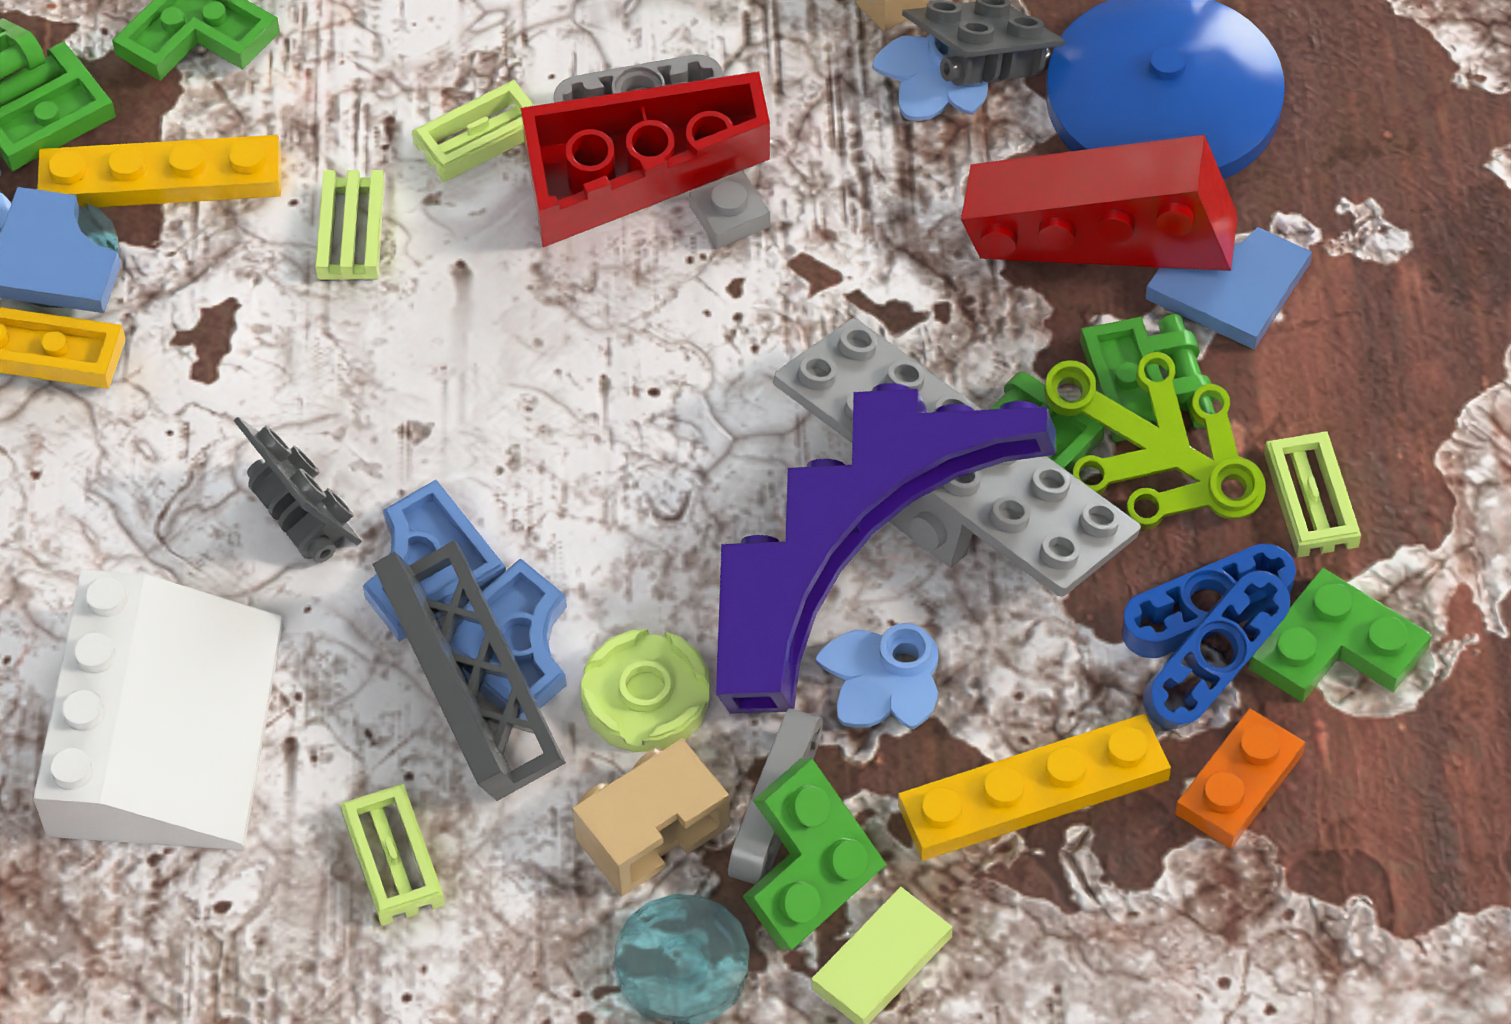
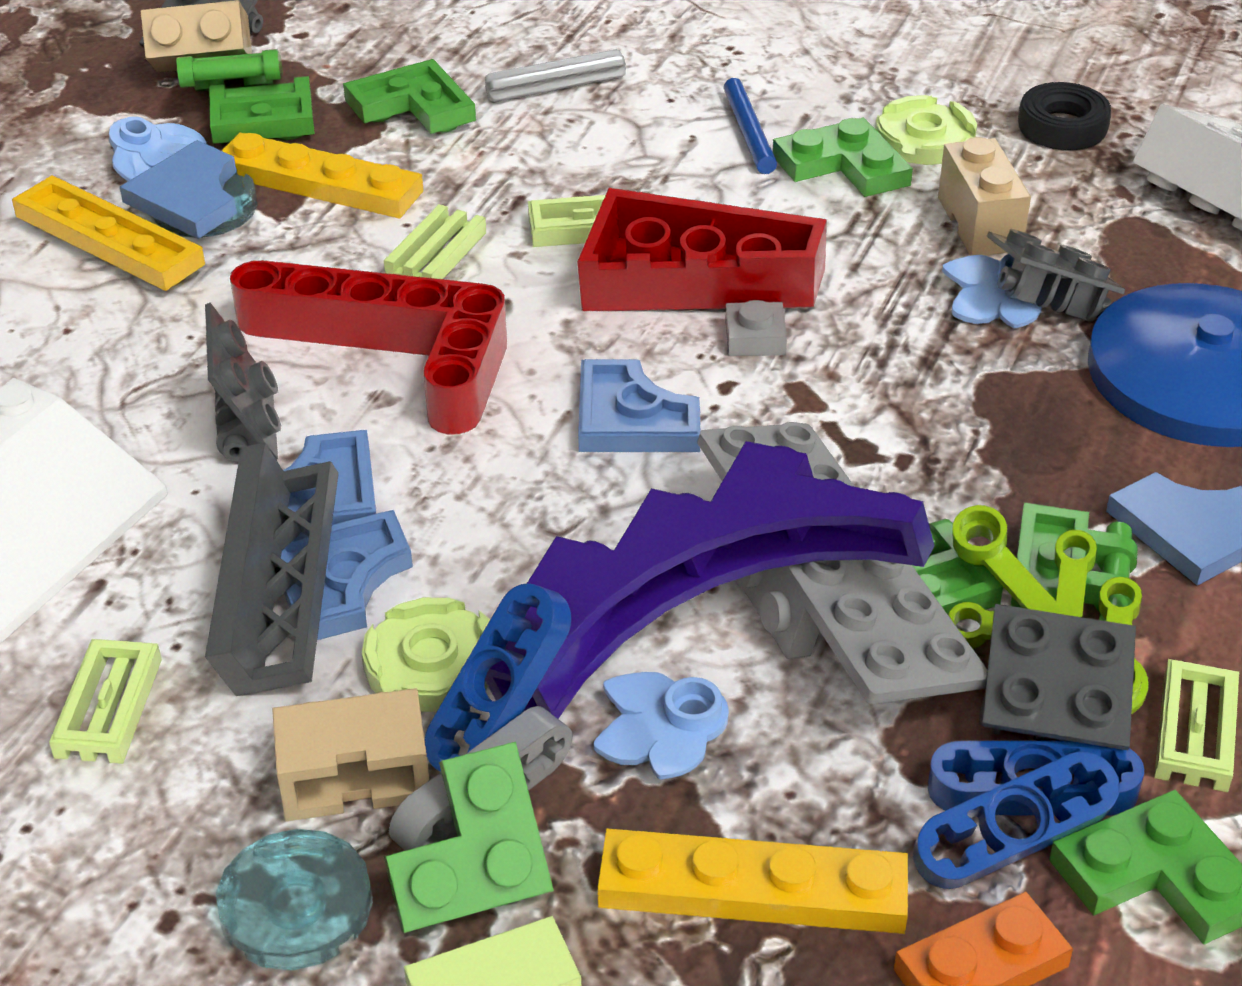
camera: 25 degrees right, 15 degrees down
(375, 344) = (446, 319): none -> red beam
(665, 357) = (630, 413): none -> medium blue tile
(777, 661) = (526, 672): none -> blue beam
(1105, 207) = (1104, 412): red wedge -> none
(1195, 503) = (1059, 677): none -> dark grey hinge

